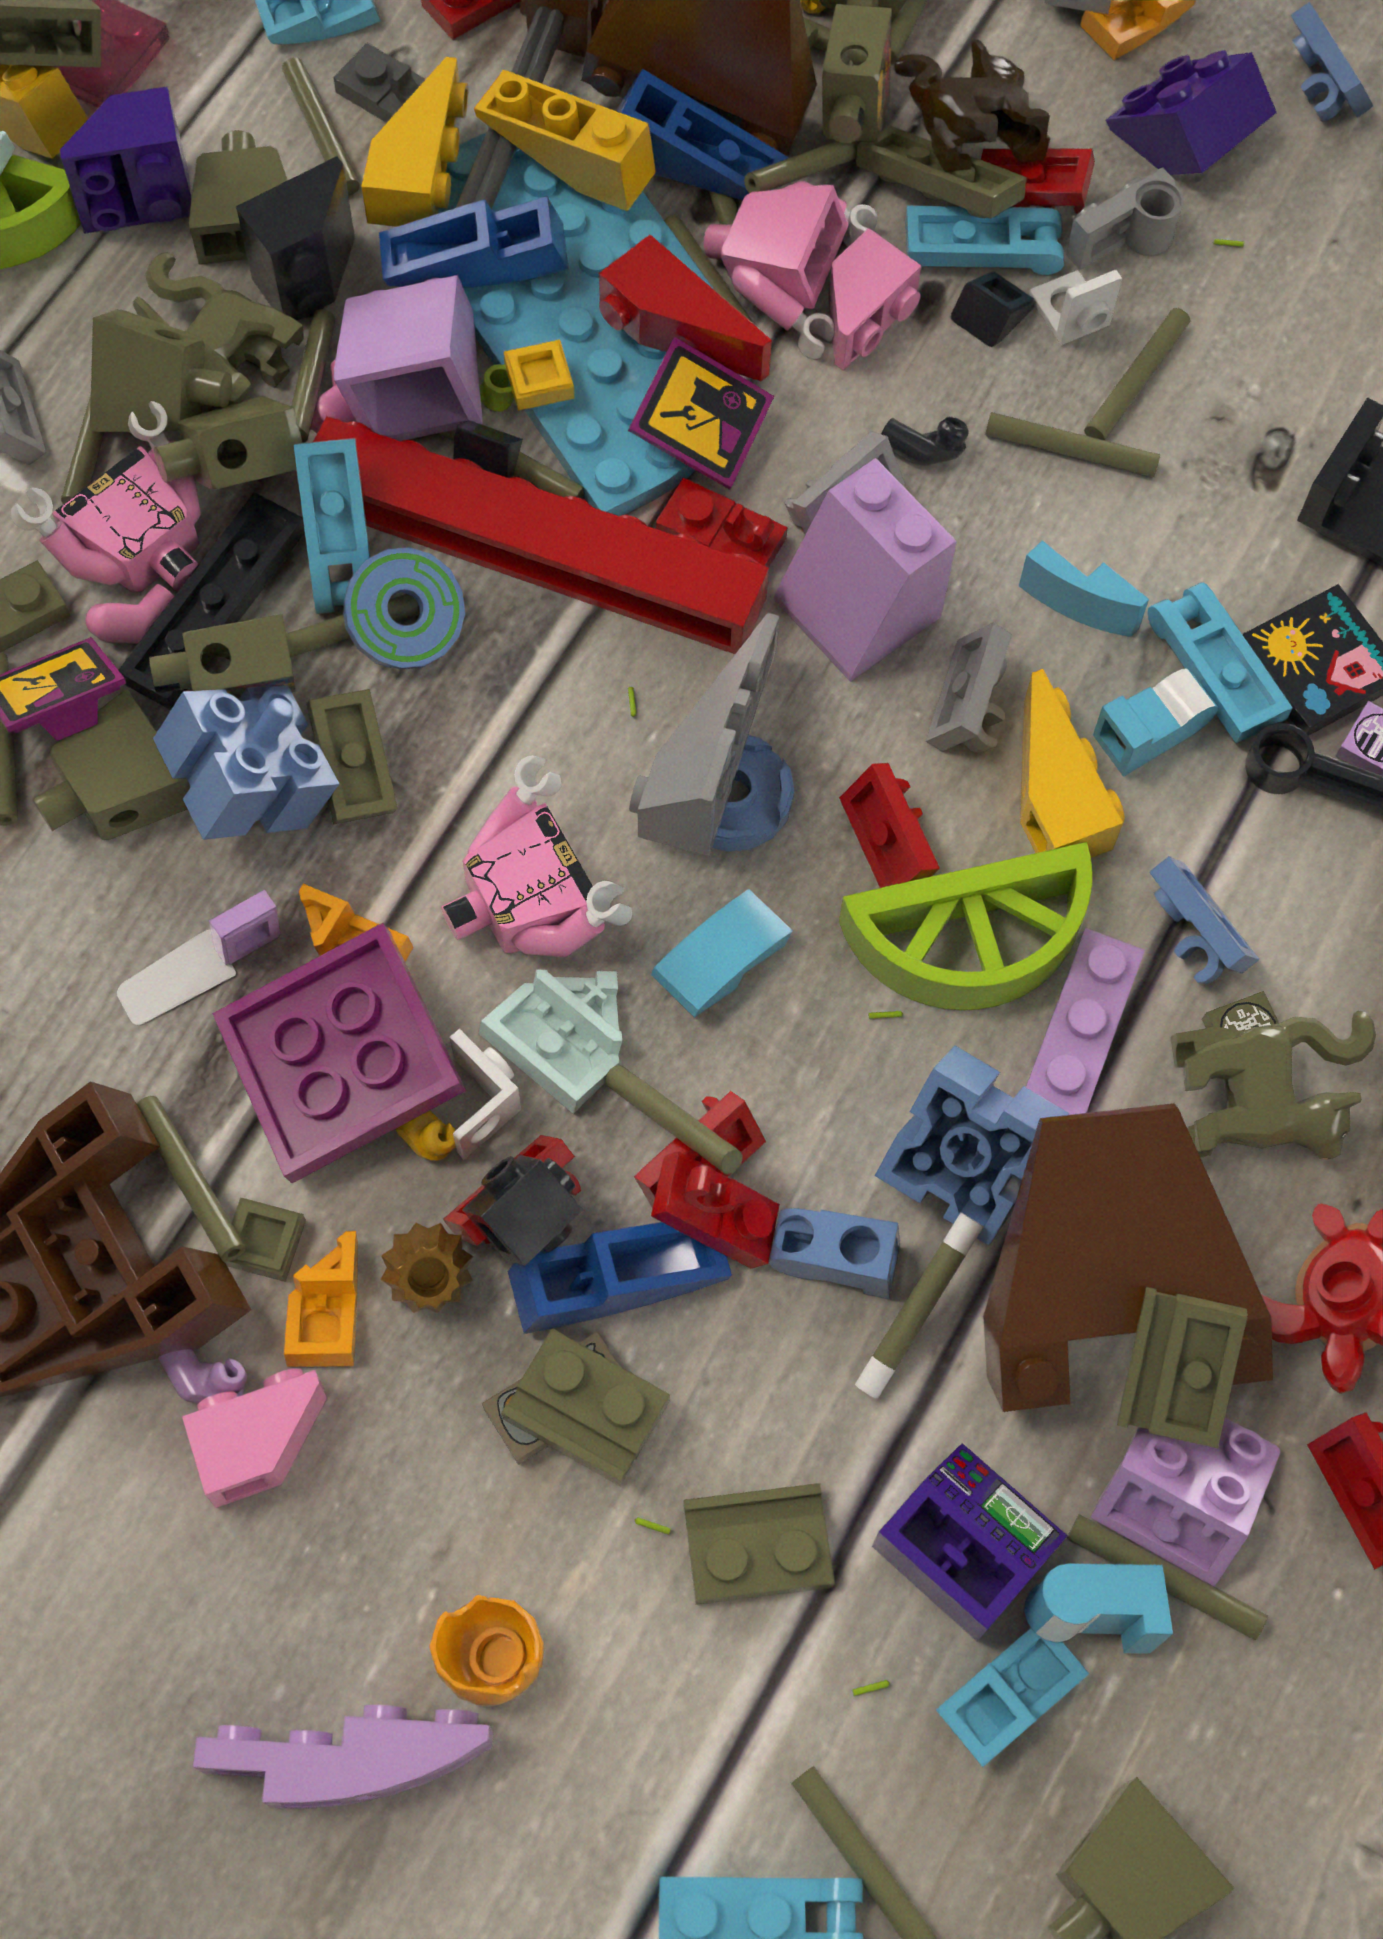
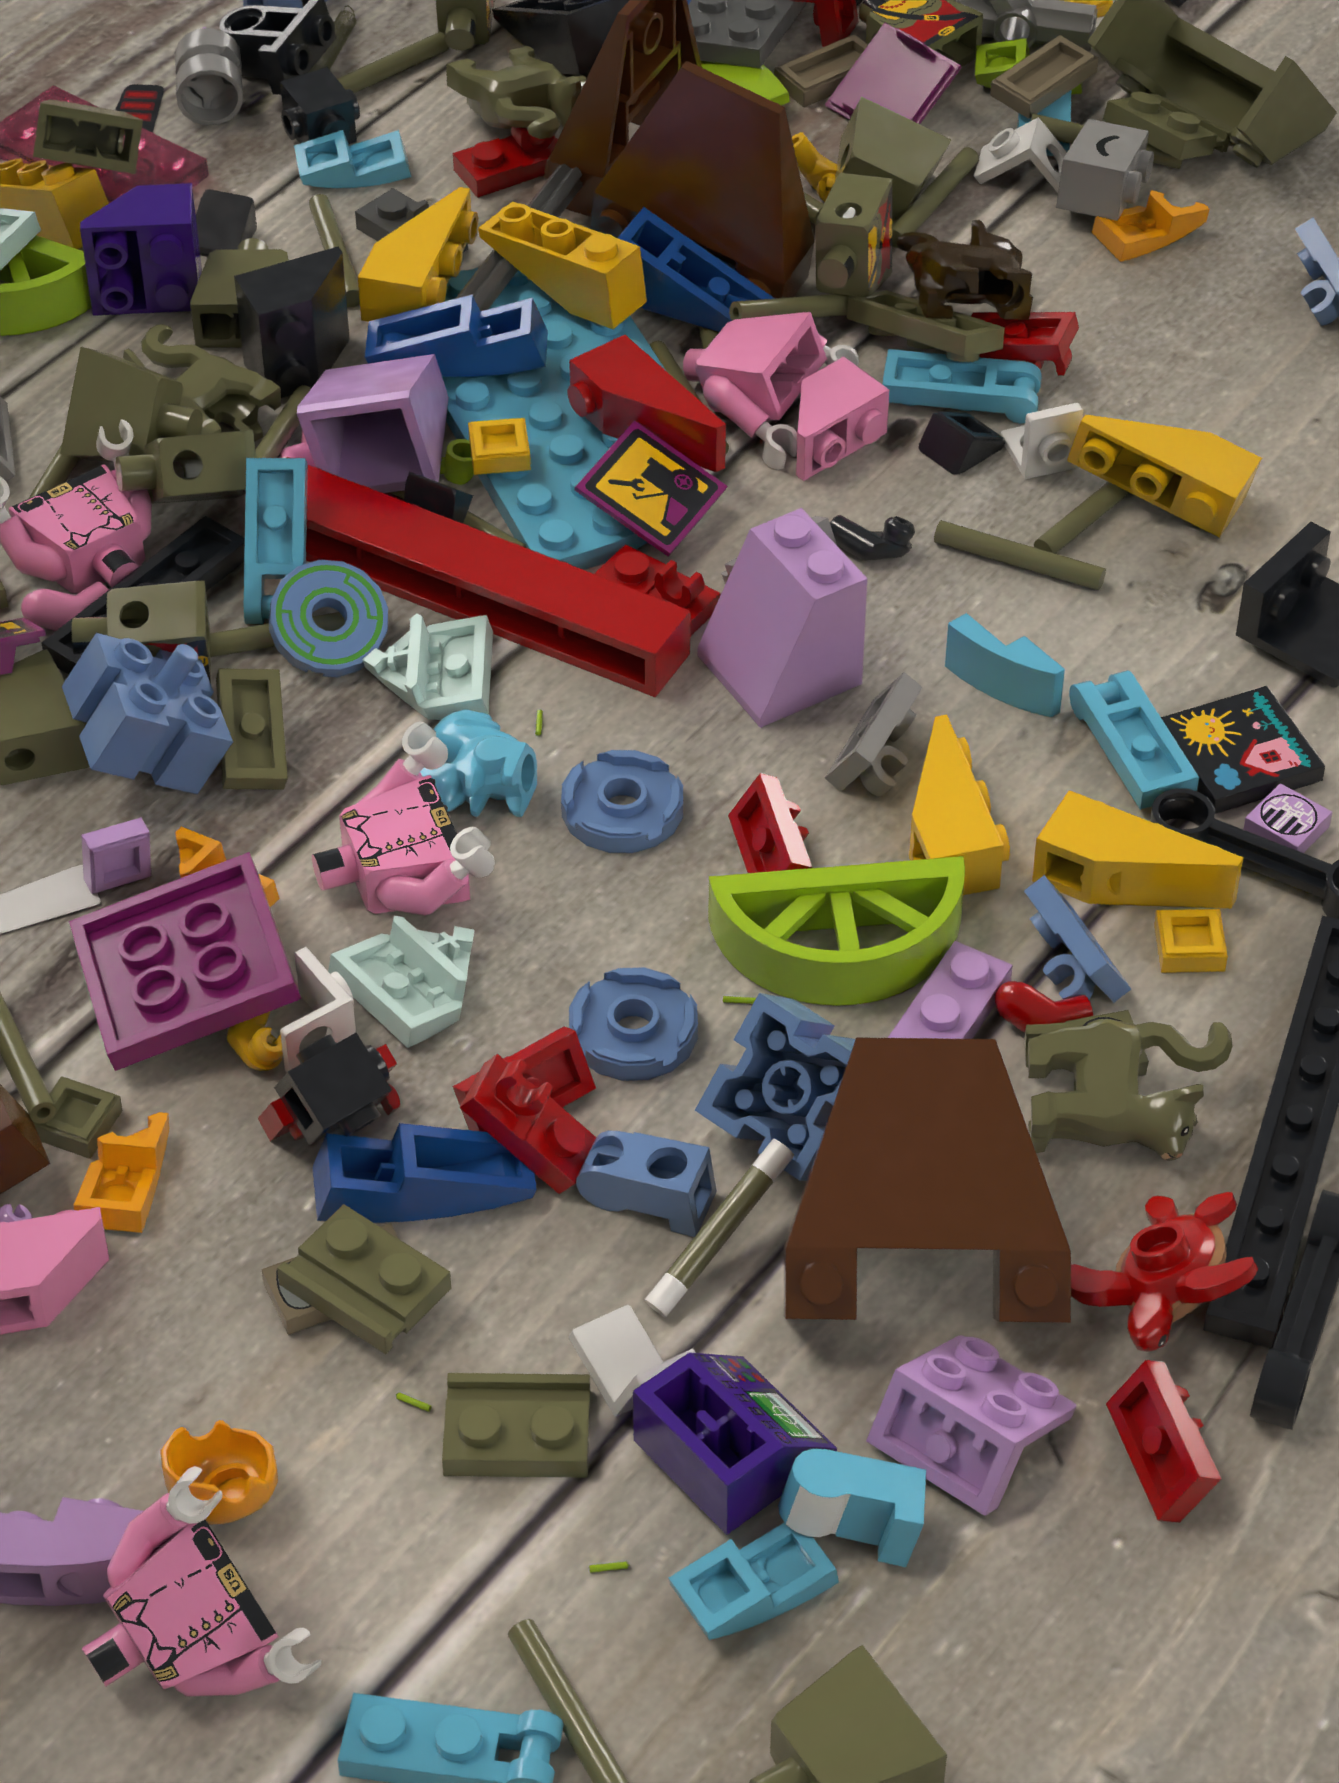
camera: 10 degrees right, 20 degrees down
(201, 106) = (224, 220): none -> black slope
(426, 1268) = (232, 1152): pearl gold piece -> none
(496, 1832) = (188, 1607): none -> bright pink torso
(523, 648) = (438, 666): none -> light aqua slope
(594, 764) = (483, 764): none -> medium azure animal
(674, 1119) = (501, 1041): olive bar -> none
(698, 763) = (595, 753): light grey wedge -> none
(720, 952) = (575, 926): medium azure slope -> none
(783, 1094) = (641, 1051): none -> medium blue tile
(856, 1468) = (618, 1356): none -> white bracket
(1139, 215) = (1113, 376): light grey plate -> none
(1153, 720) = (1039, 780): medium azure leg -> none
(1176, 1003) = (1025, 1006): none -> red arm
(1178, 1582) = (959, 1514): olive bar -> none
(1182, 1367) = (969, 1280): olive plate -> none
(1194, 111) = (1188, 298): dark purple slope -> none
(1214, 331) = (1169, 467): none -> yellow slope
(1228, 242) = (1208, 412): lime piece -> none
(1232, 812) = (1127, 860): none -> yellow slope
(1306, 894) = (1190, 940): none -> yellow tile

